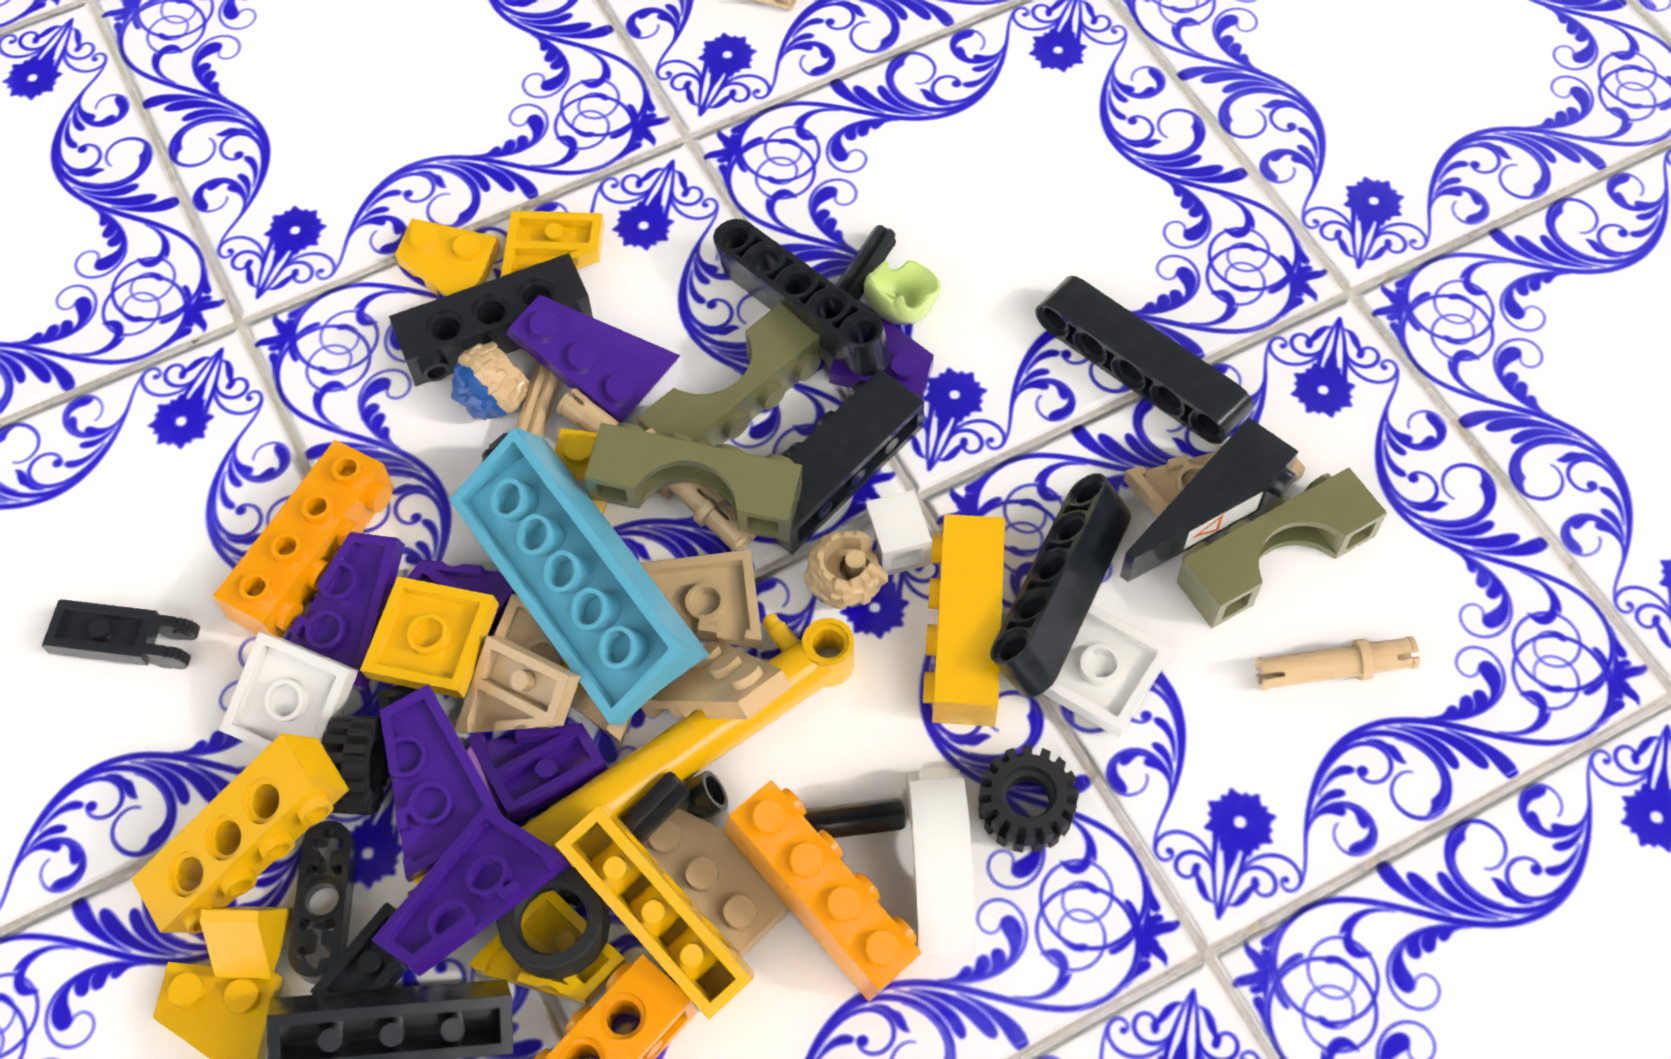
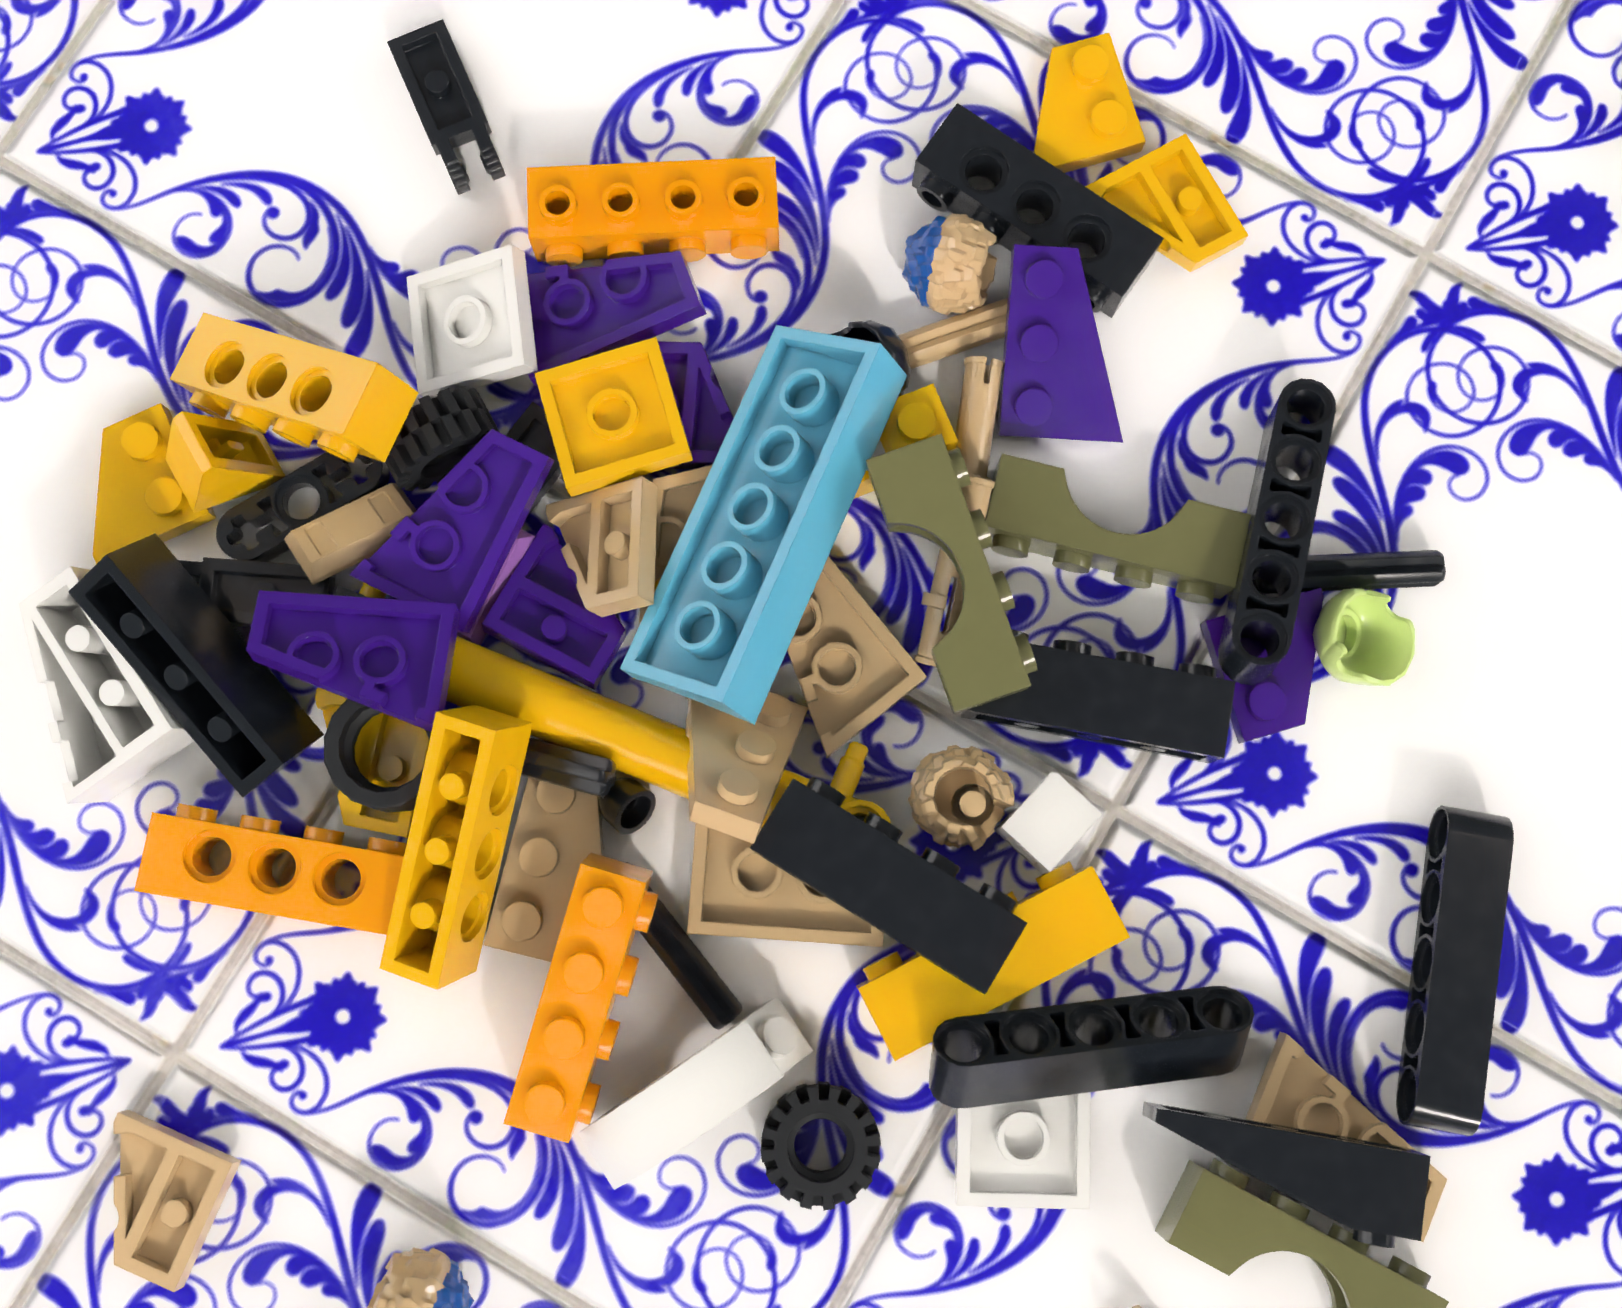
camera: 55 degrees right, 20 degrees up
(373, 873) = (348, 532): none -> tan tile
(830, 732) = (752, 898): none -> tan wing
(876, 632) = (889, 885): none -> black brick

